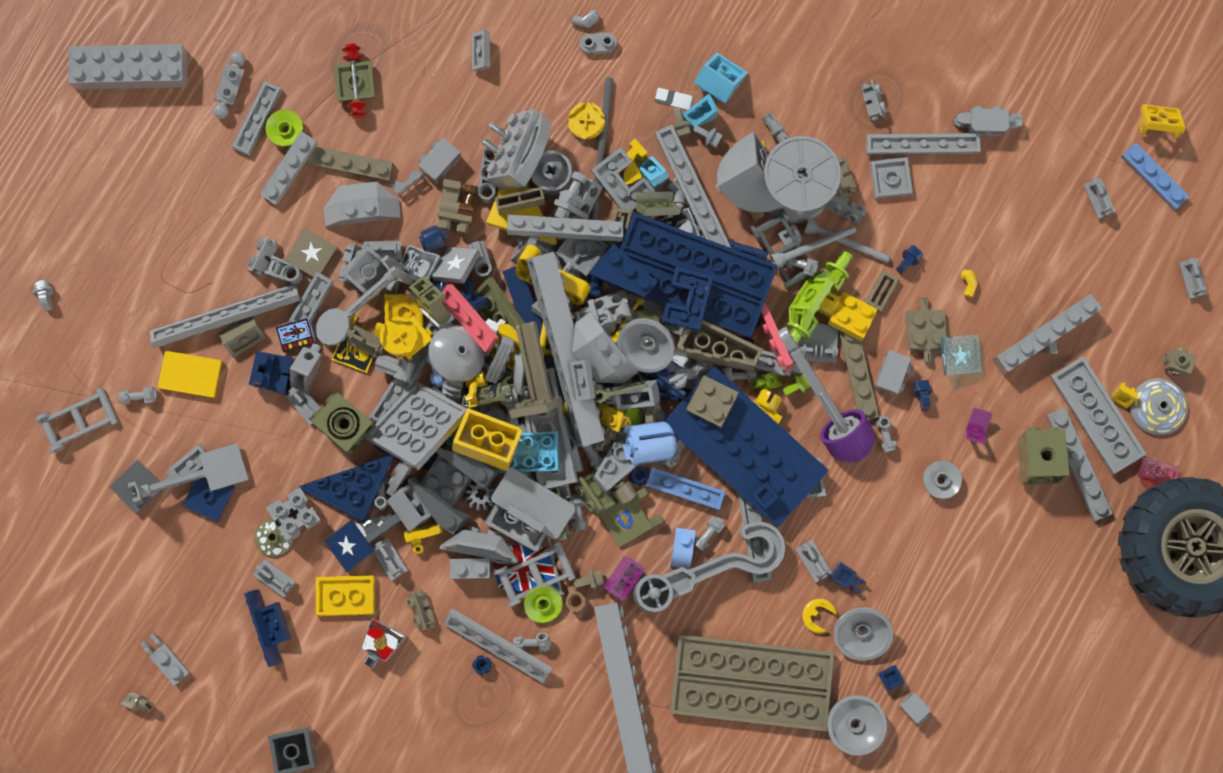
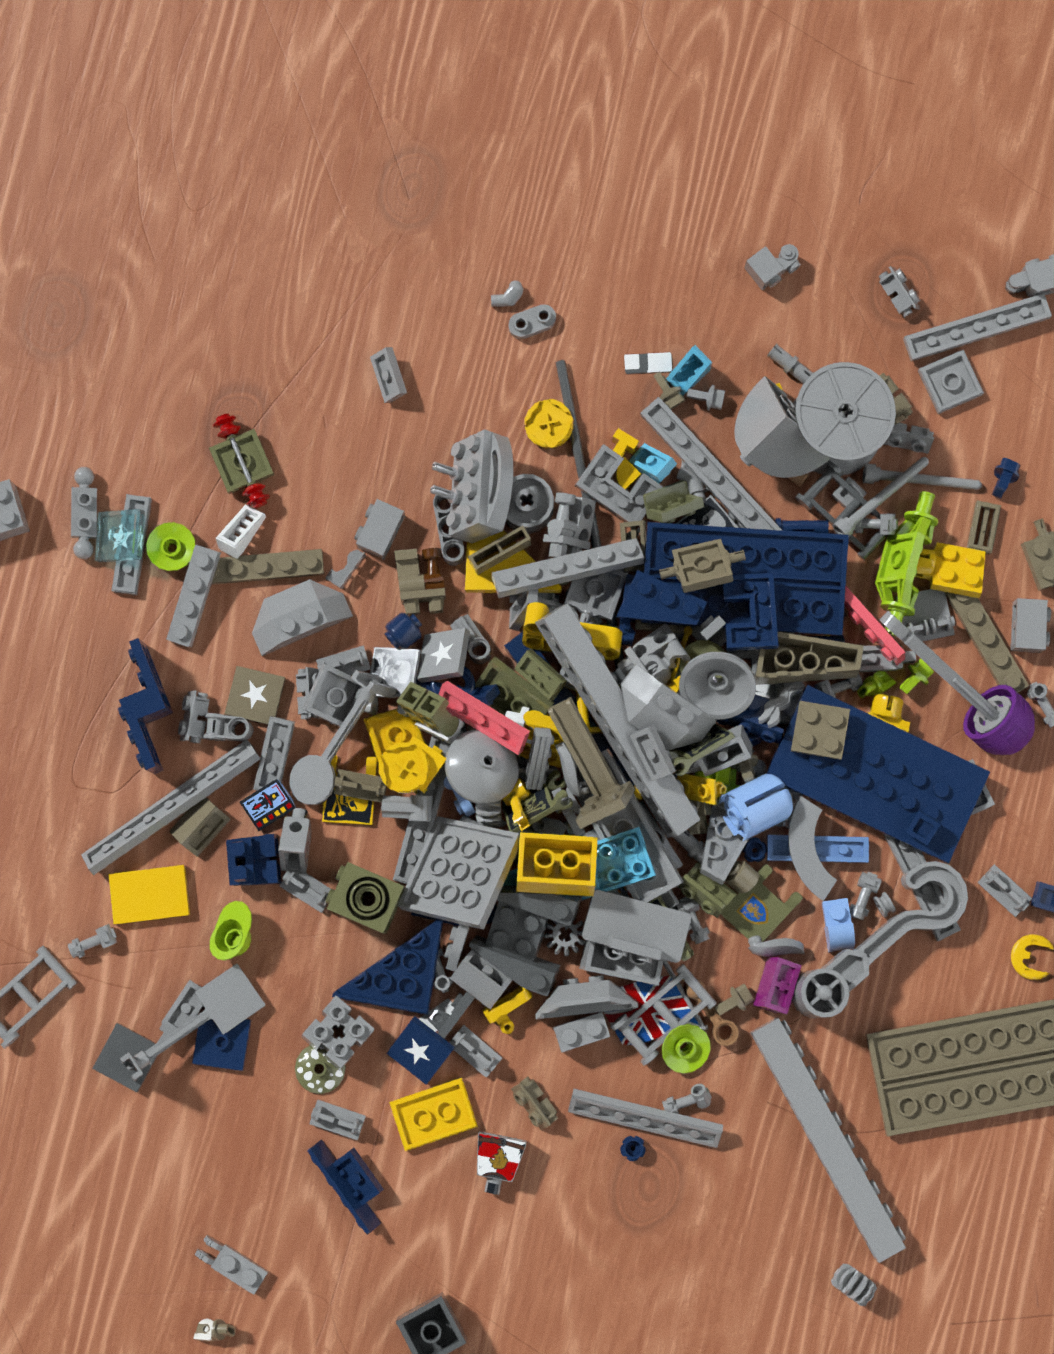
camera: 15 degrees left, 0 degrees up
(228, 237) = (144, 707): none -> dark blue bracket
(239, 420) = (232, 931): none -> lime piece
(249, 109) = (119, 535): none -> clear light blue tile
(330, 140) = (236, 545): none -> white slope
(521, 300) = (540, 675): none -> olive plate
(631, 550) = (774, 947): none -> light grey arm
(656, 301) = (711, 626): none -> light grey plate
(662, 255) = (702, 565): none -> dark tan plate
(674, 486) = (803, 849): none -> light grey tile
(720, 77) = (699, 319): medium azure slope -> none
(721, 544) = (884, 904): none -> light grey bush
(782, 57) = (767, 269): none -> light grey brick

